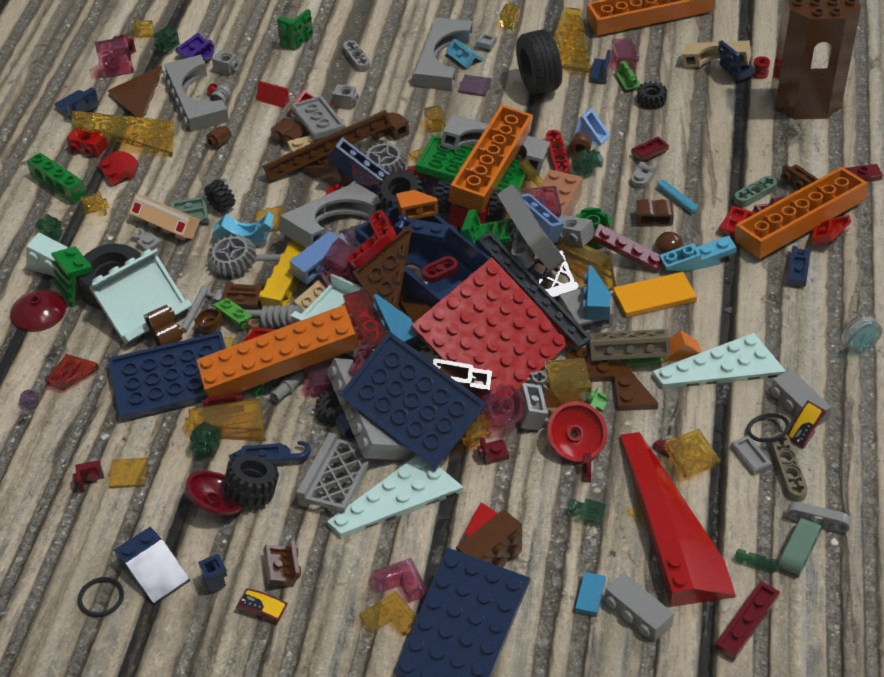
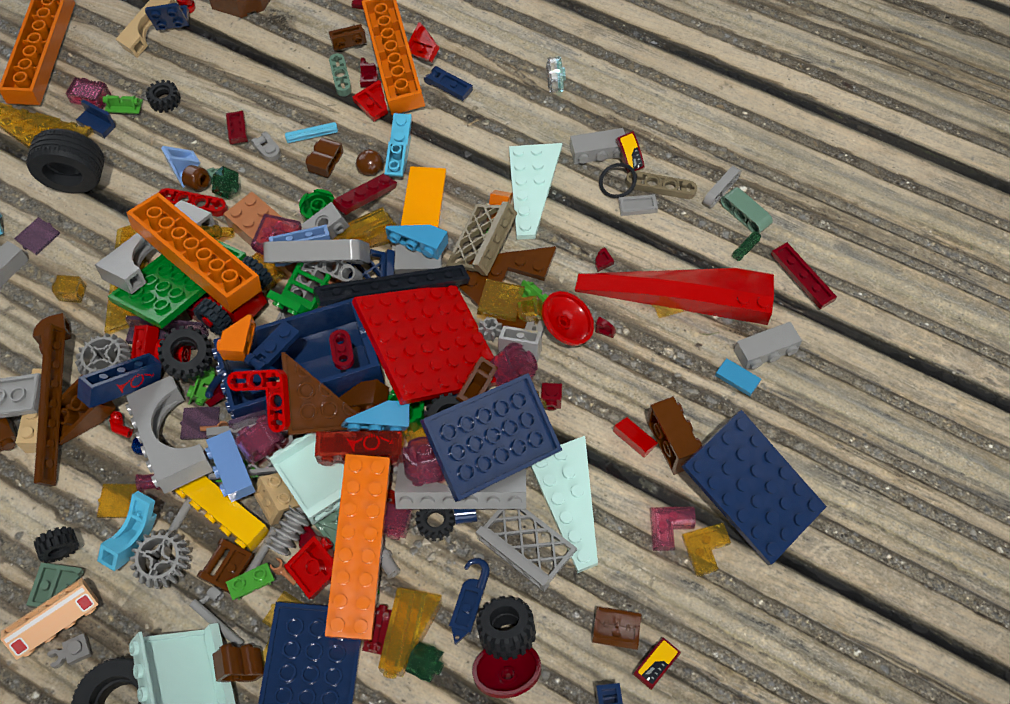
camera: 70 degrees left, 15 degrees up
(209, 321) = (248, 611): reddish brown hair -> none
(589, 511) = (652, 343): clear green plate -> none
(691, 453) = (624, 243): clear yellow tile -> none

